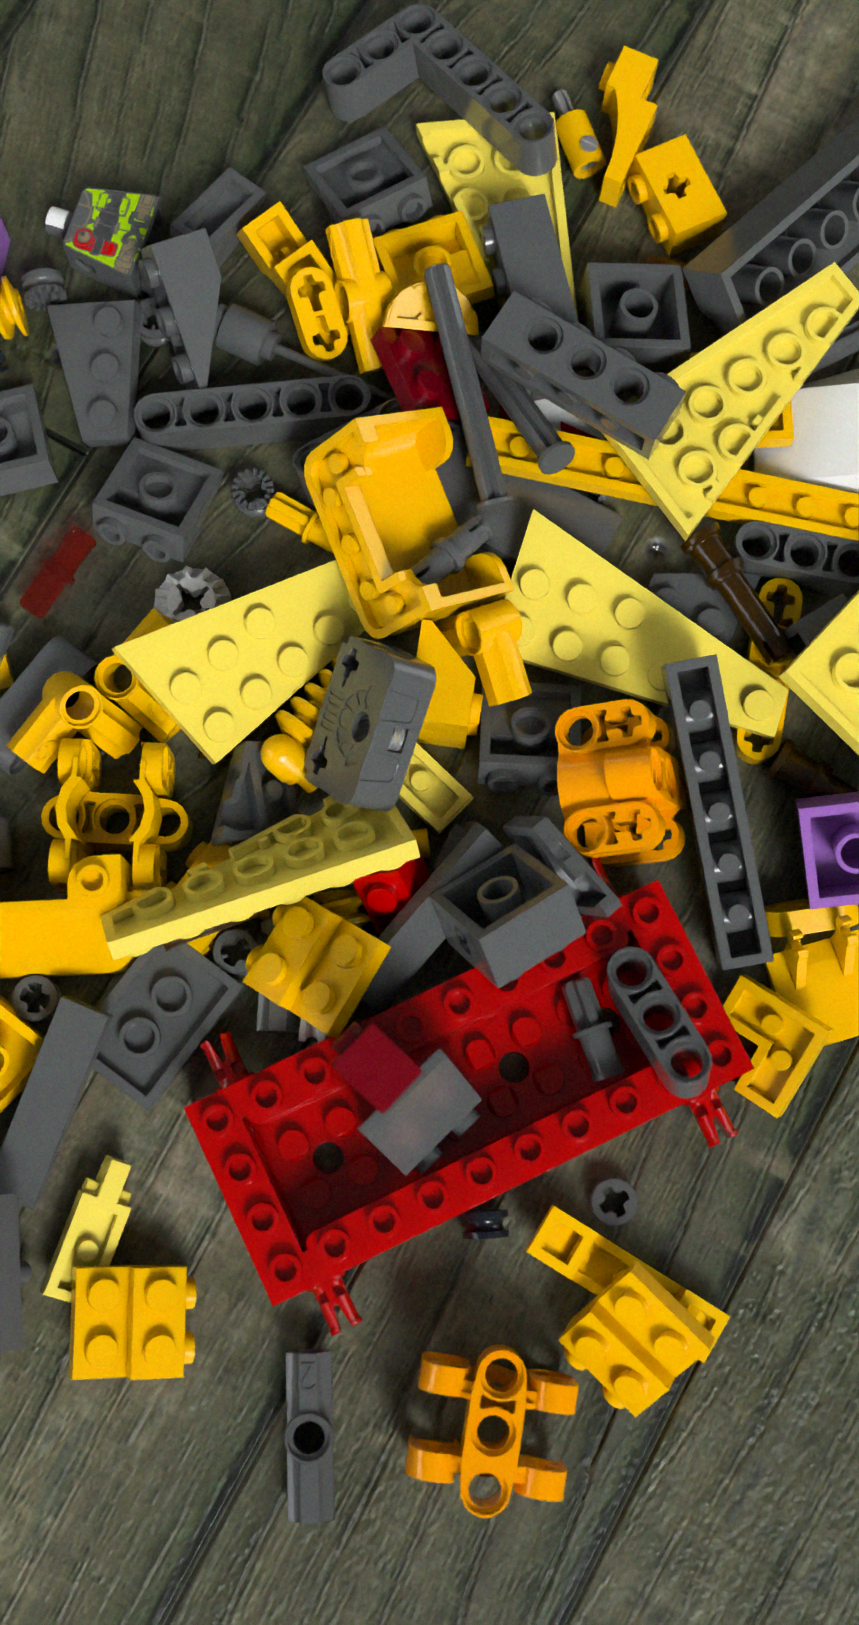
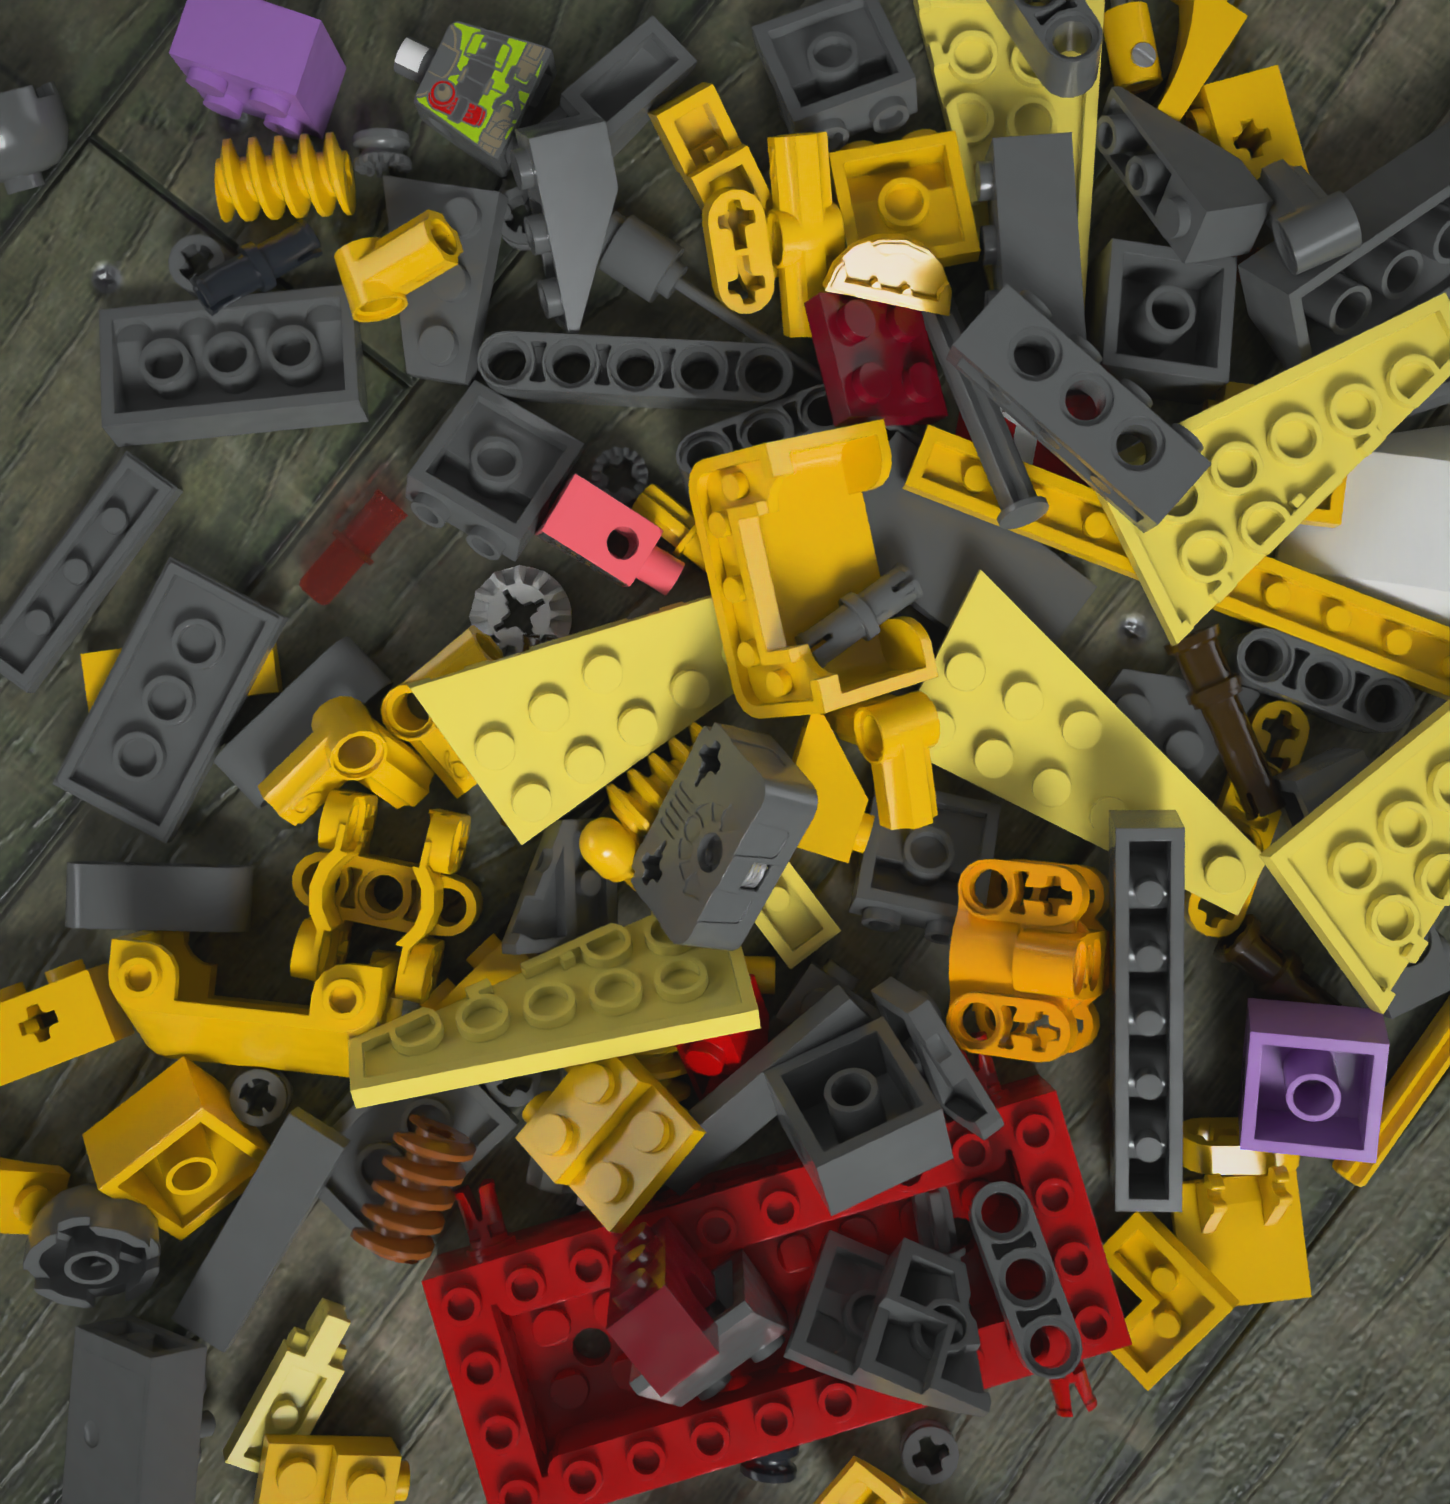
camera: 10 degrees right, 10 degrees up
(56, 365) = (385, 269): none -> yellow piece
(167, 1042) = (417, 1191): none -> dark orange piece
(233, 519) = (580, 528): none -> coral torso
(466, 388) = (920, 393): dark grey axle -> none
(563, 1080) = (892, 1324): none -> dark grey slope
(630, 219) = (1185, 183): none -> dark grey slope
(722, 224) = (1305, 220): none -> dark grey piece

